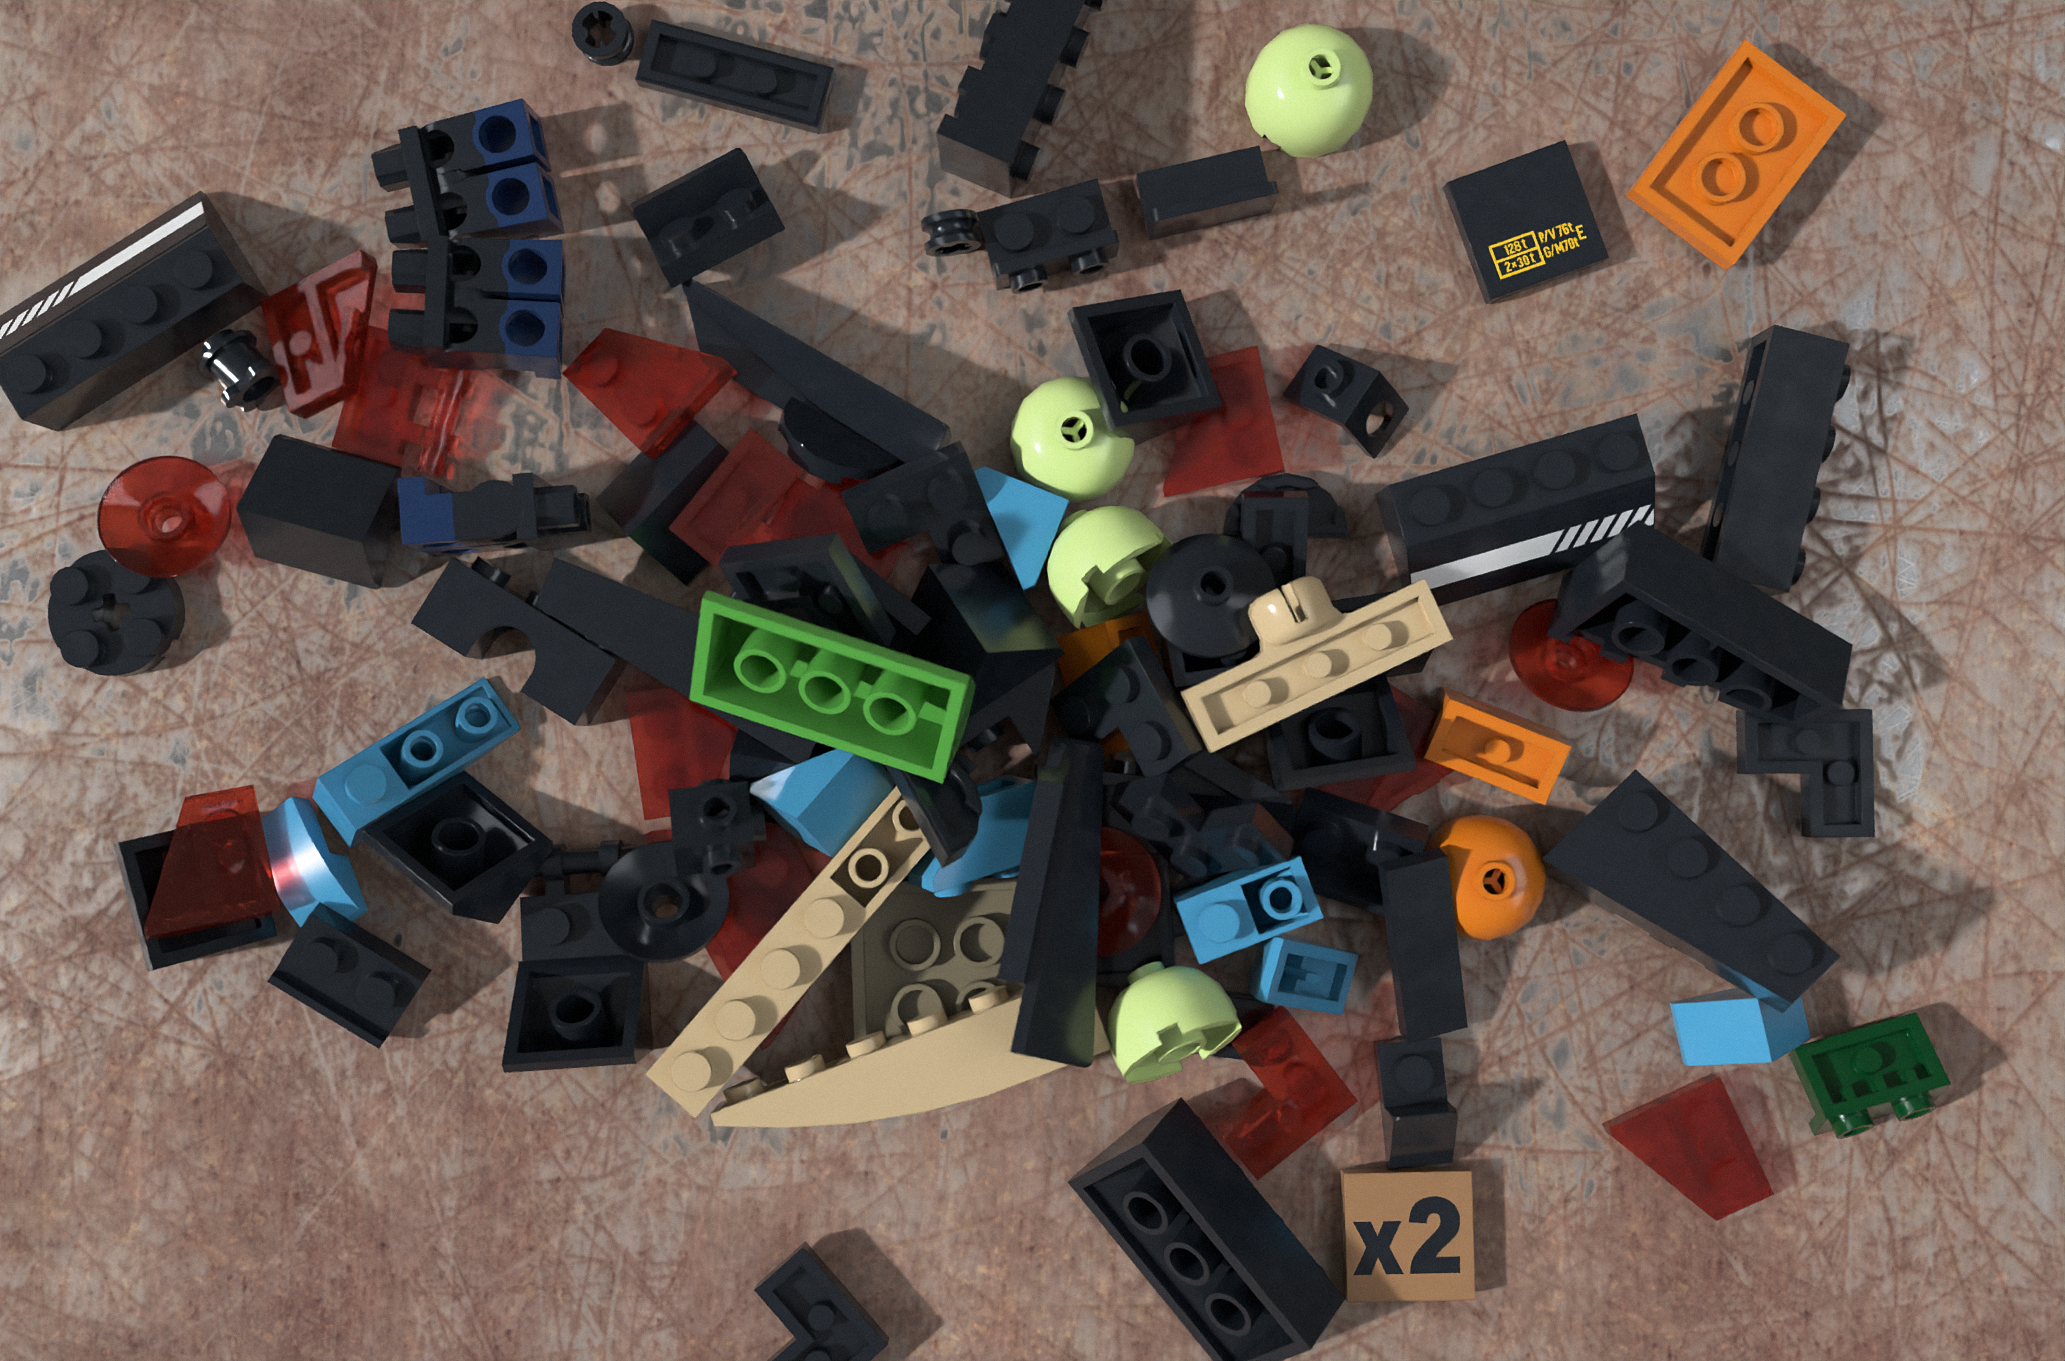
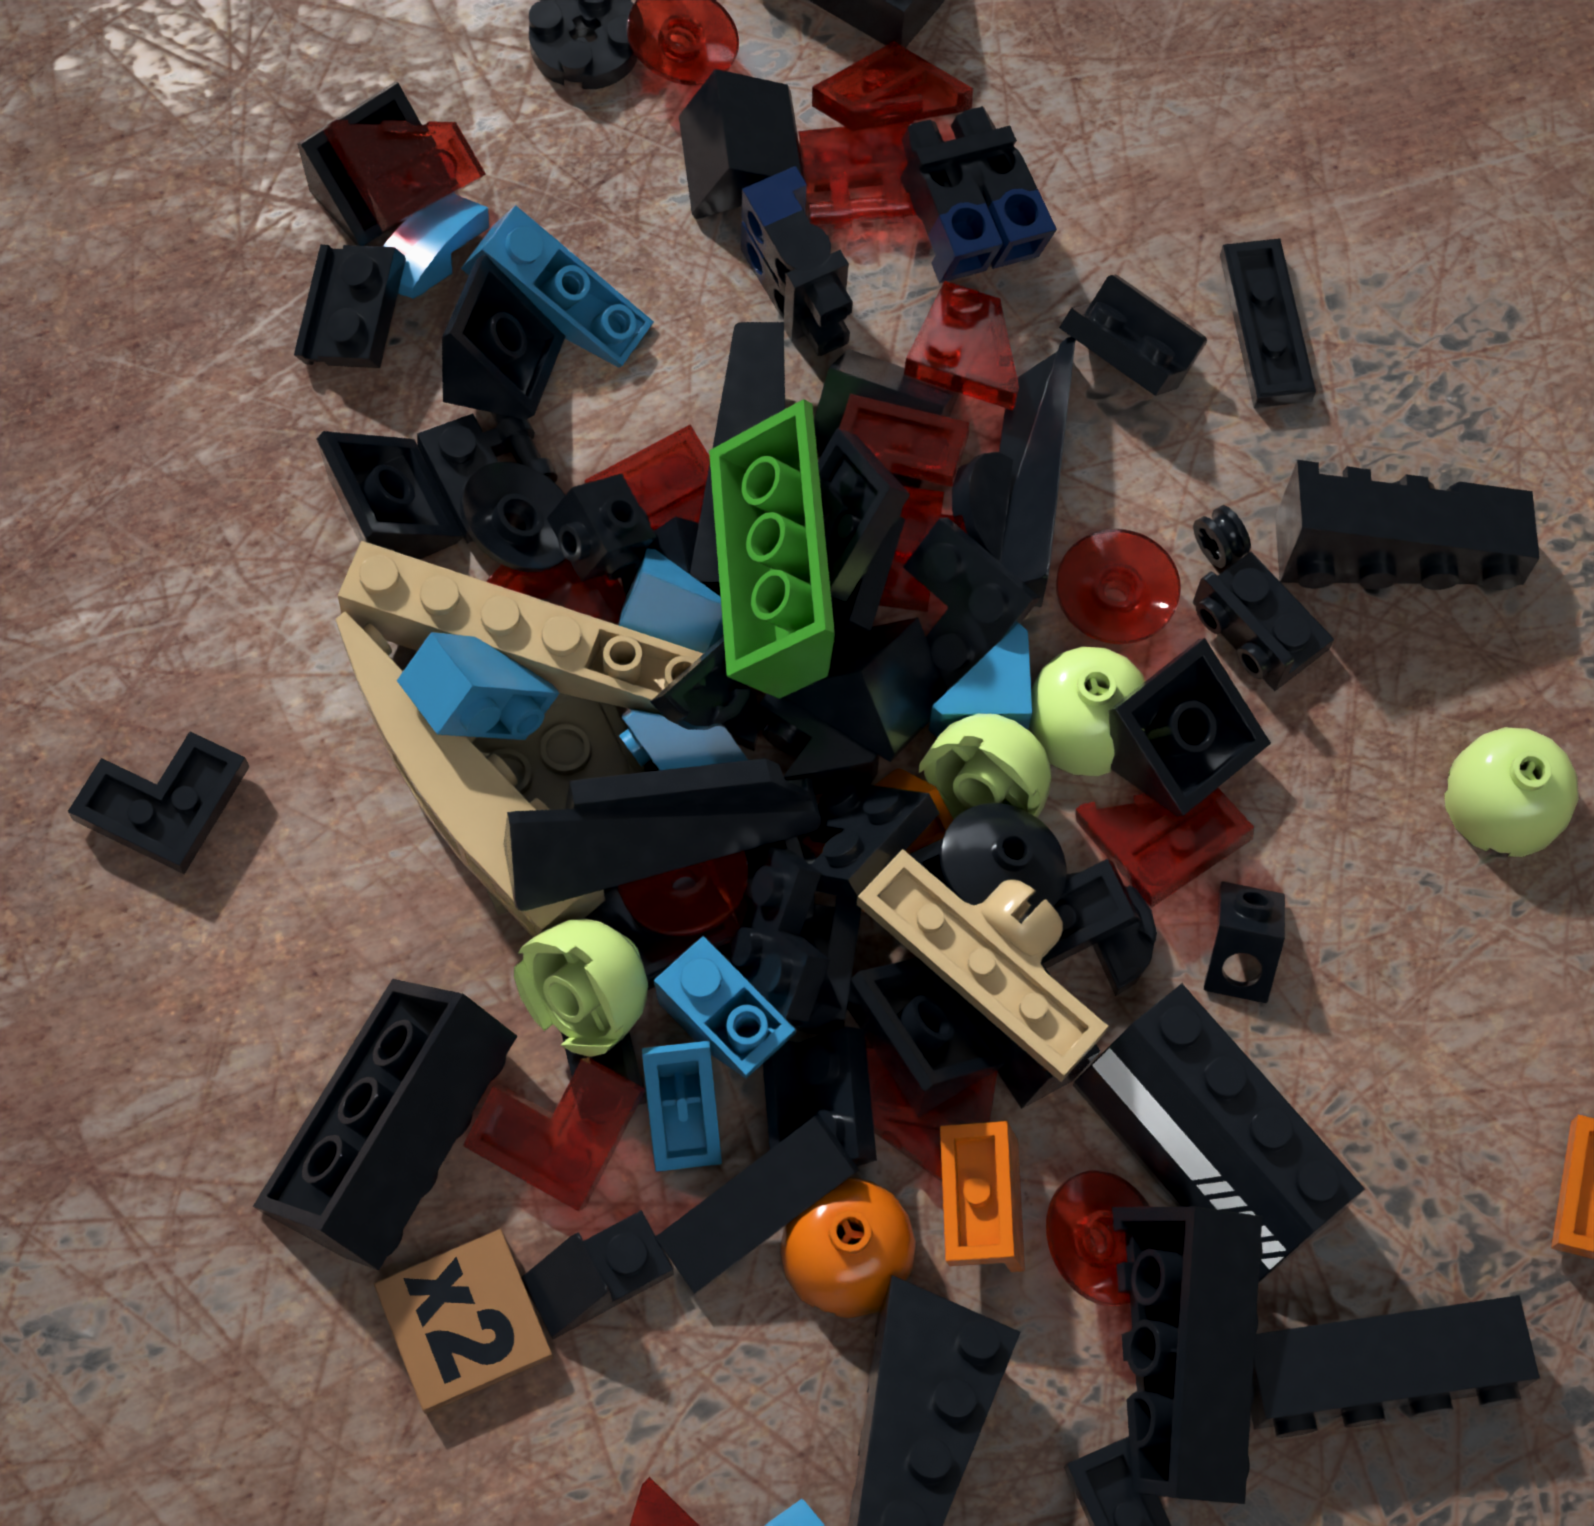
camera: 70 degrees right, 20 degrees down
(239, 368) = (831, 45): black brick -> none
(471, 178) = (1079, 154): hips -> none
(475, 607) = (707, 287): black arch -> none
(599, 13) = (1245, 225): black bush -> none
(847, 1022) = (475, 689): none -> dark azure slope
(959, 324) = (1120, 562): none -> clear red dish
(1205, 192) = (1369, 738): black panel -> none
(1525, 222) = (1495, 1037): black tile -> none

